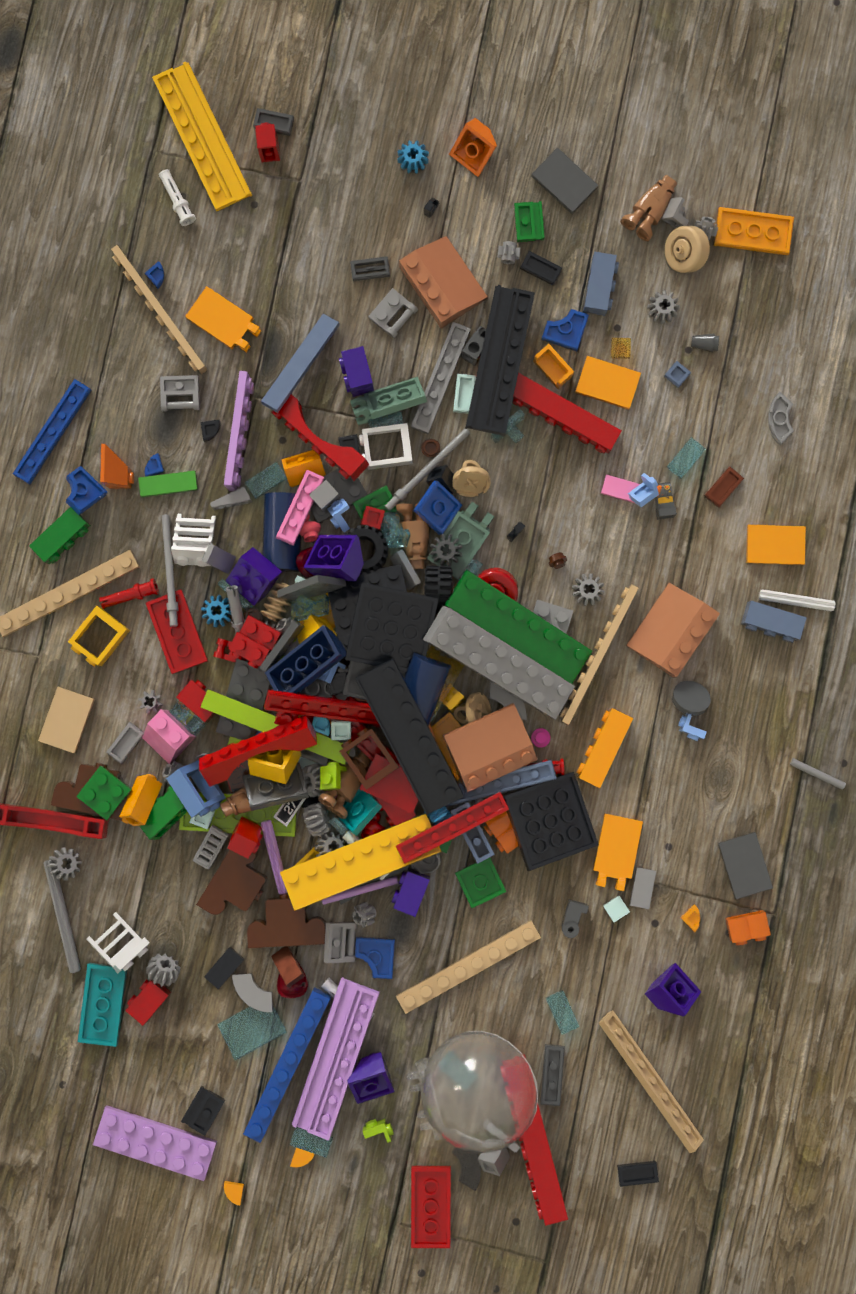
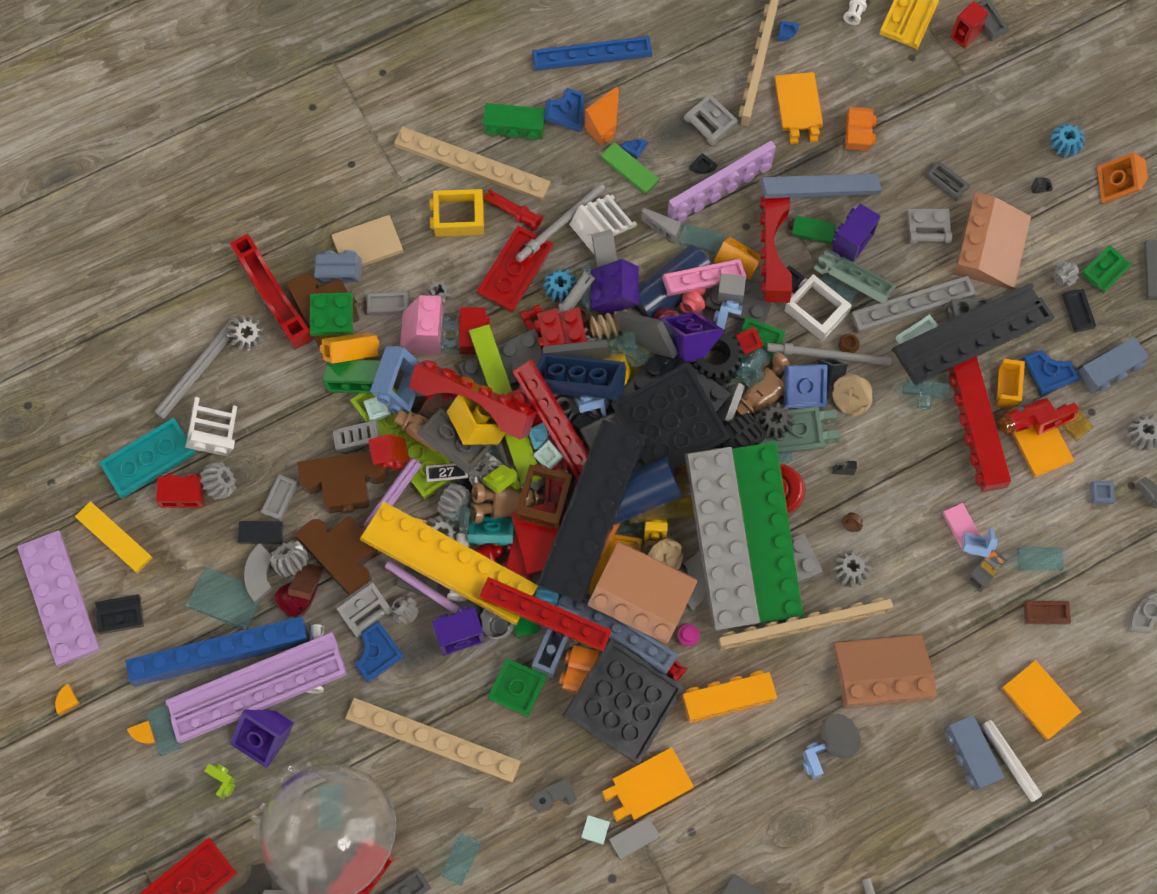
camera: 45 degrees right, 15 degrees down
(69, 758) = (335, 266): none -> sand blue brick
(141, 1072) = (113, 537): none -> yellow tile
(209, 934) = (279, 497): none -> light grey tile
(262, 965) = (289, 558): none -> light grey gear
(279, 295) = (859, 129): none -> orange brick
(326, 396) = (813, 230): none -> green tile
(590, 369) = (1037, 415): none -> red plate

